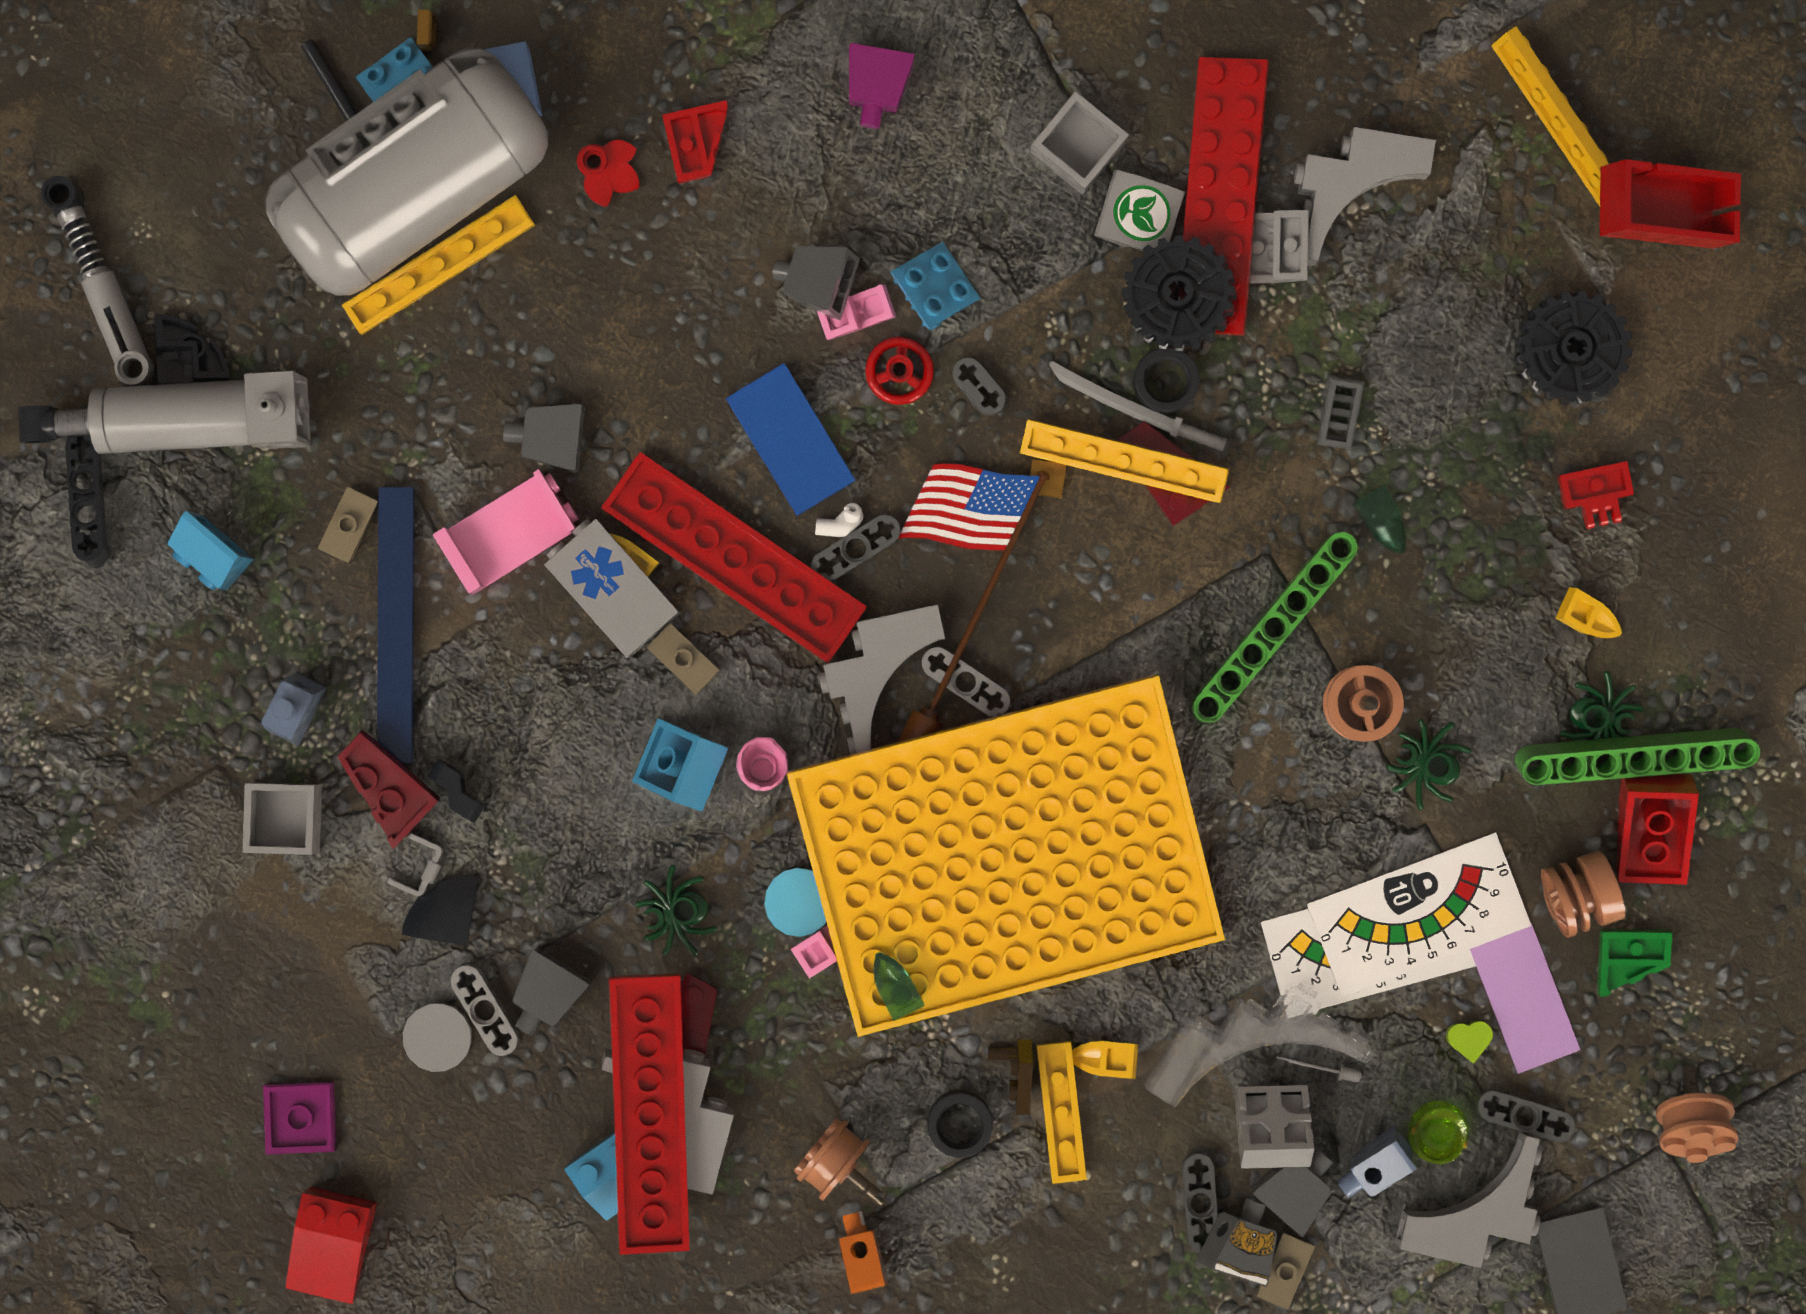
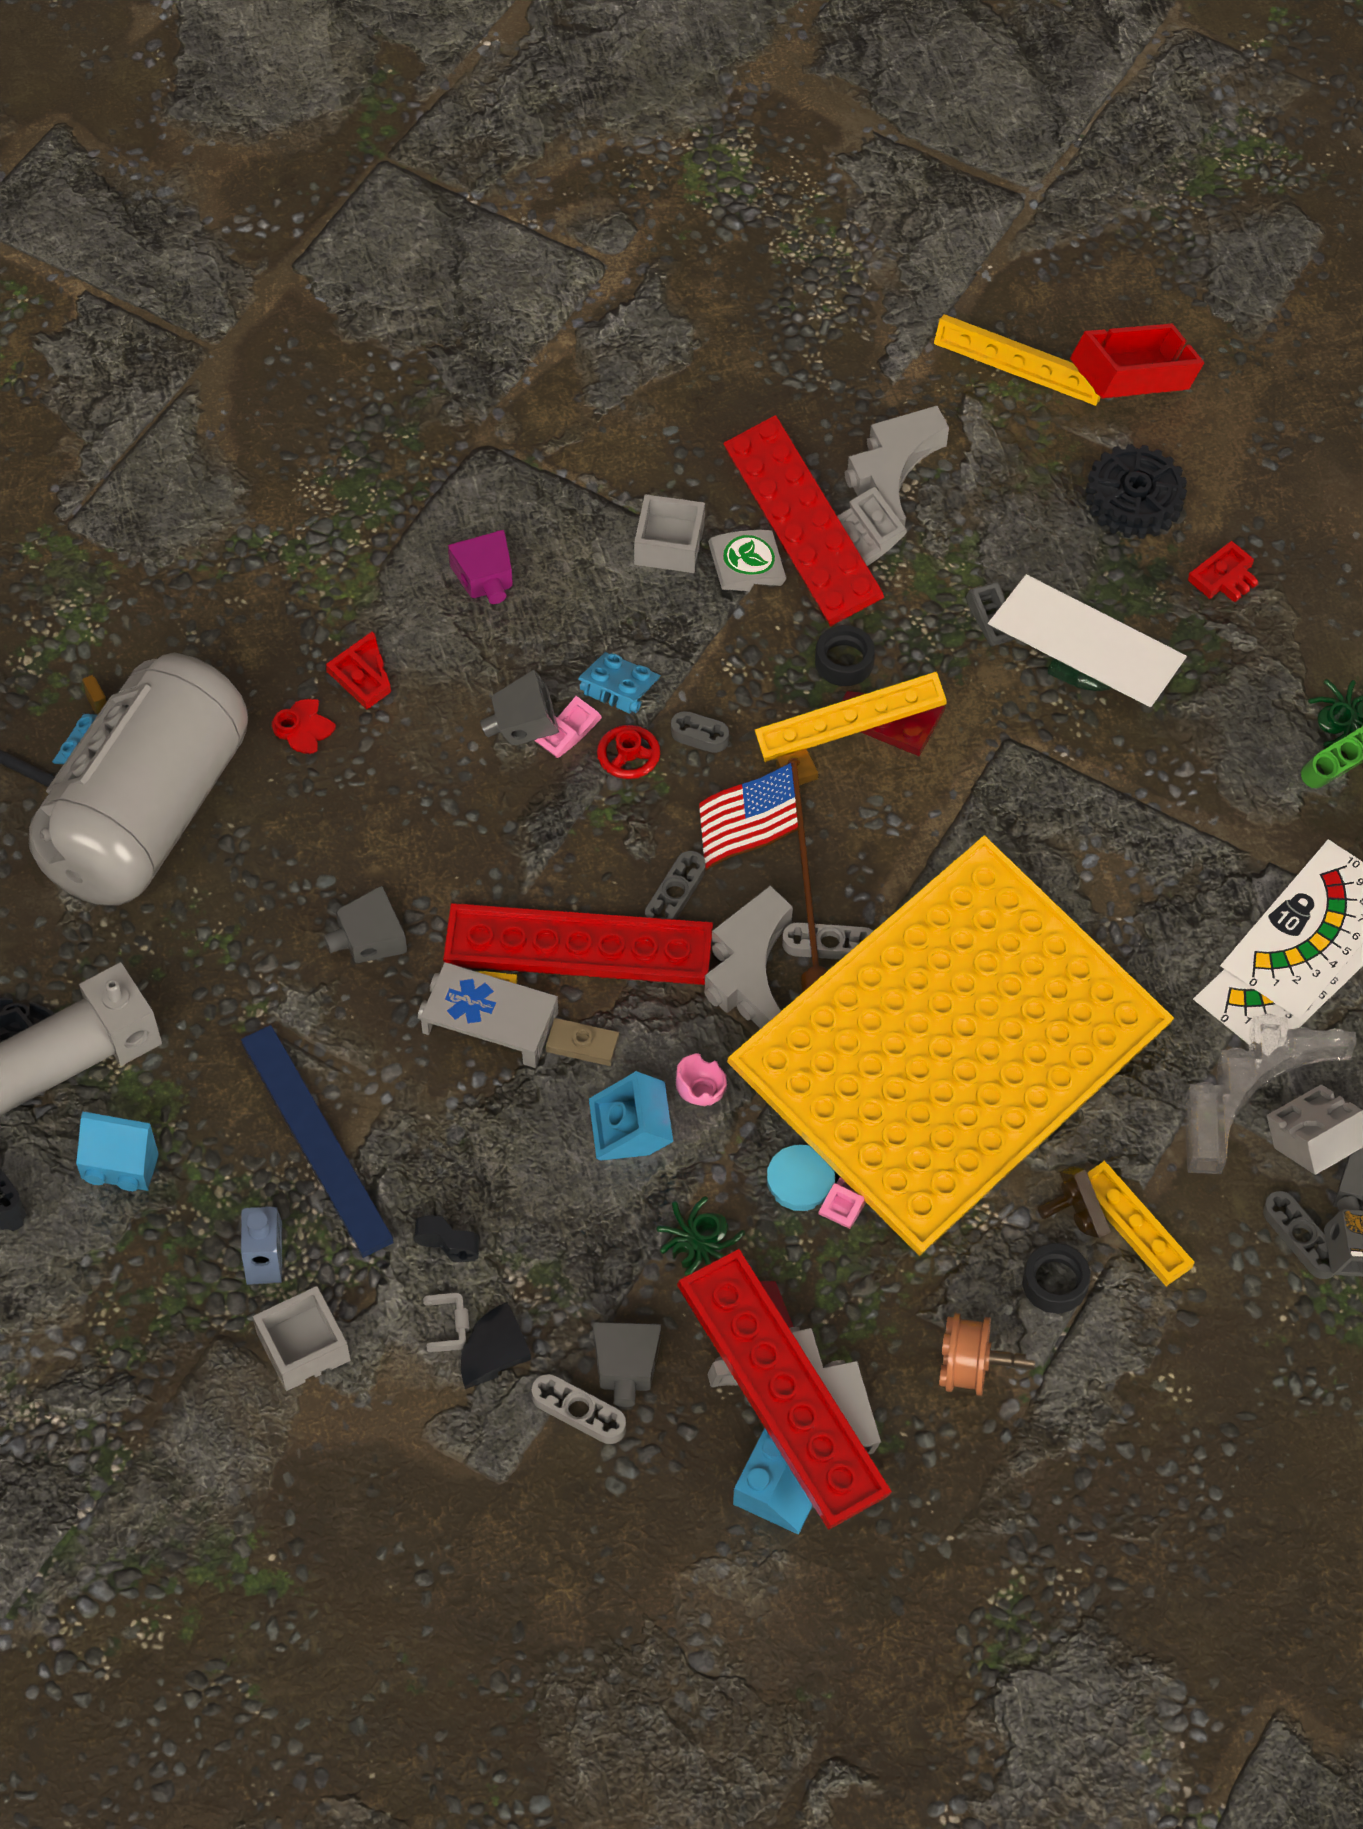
camera: 30 degrees left, 30 degrees down
(299, 1117) = (460, 1595): magenta tile -> none
(329, 1244) = (554, 1691): red slope -> none
(348, 525) = (229, 1083): dark tan plate -> none
(389, 788) = (383, 1264): dark red wing -> none
(437, 1037) = (548, 1455): light grey tile -> none
(438, 265) = (197, 858): yellow tile -> none
(507, 532) = (374, 1019): bright pink panel -> none
(790, 439) = (571, 840): blue tile -> none
(844, 523) = (654, 877): white arm -> none
(863, 1272) = (1049, 1428): orange torso -> none
(895, 987) = (929, 1183): clear green plate -> none
(1107, 1059) = (1145, 1159): yellow plate -> none
(1173, 426) = (825, 690): light grey sword -> none
(1176, 267) = (815, 584): black piece -> none
(1287, 617) = (1044, 790): bright green beam -> none
(1343, 1073) = (1342, 1074): light grey piece -> none
(1363, 703) = (1157, 793): nougat wheel -> none
(1410, 494) = (1088, 640): none -> white sticker
(1428, 763) = (1243, 813): dark green animal -> none
(1588, 615) = (1280, 655): yellow plate -> none

